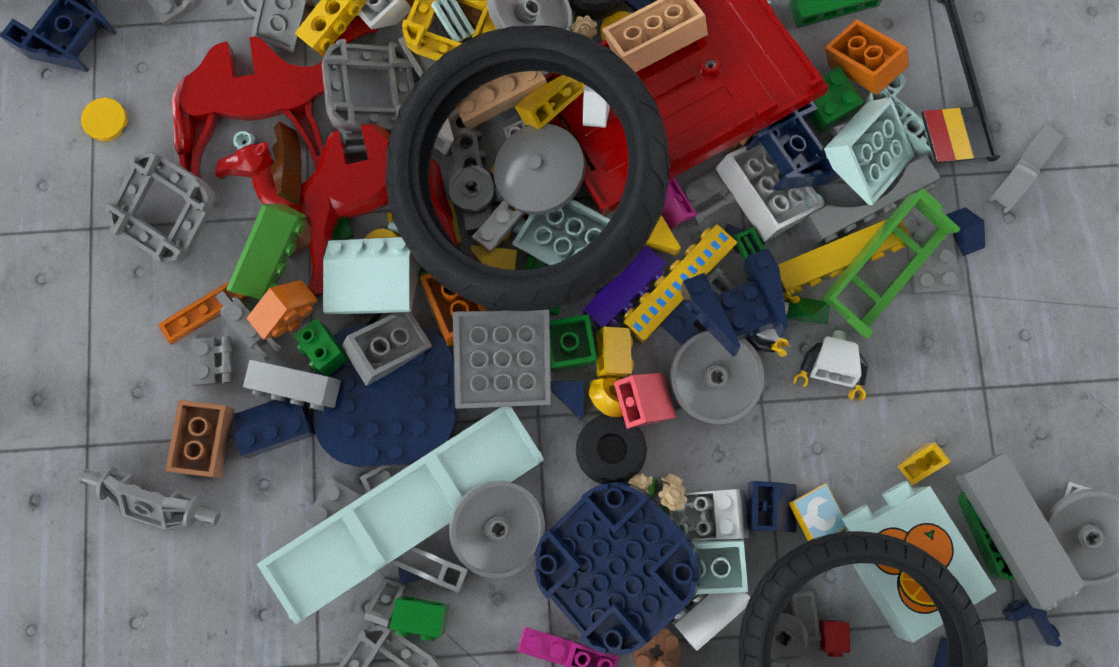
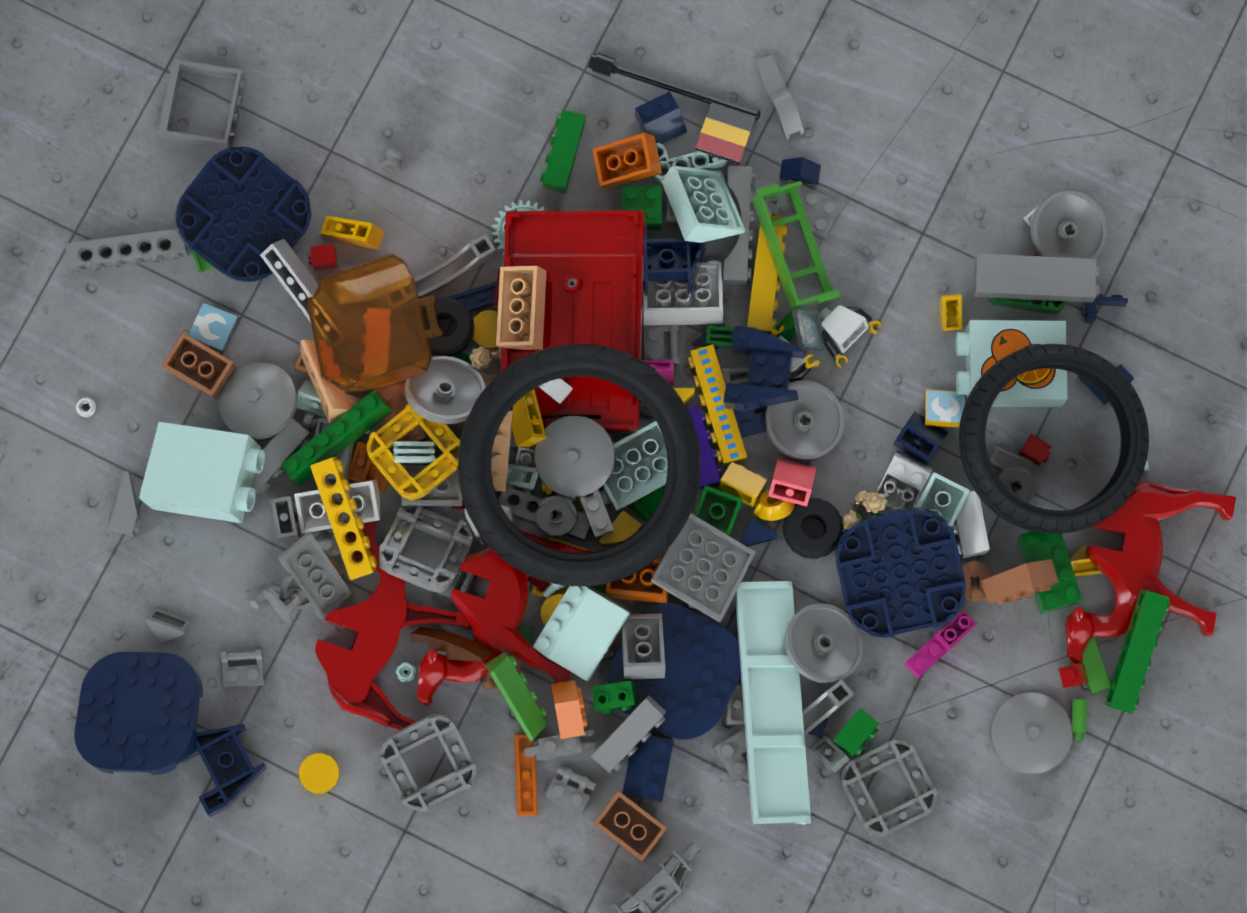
camera: 60 degrees left, 0 degrees up
(493, 138) = (522, 476): none -> light aqua slope
(812, 326) = (808, 329): none -> clear tile
(929, 68) = (661, 118): none -> dark blue slope

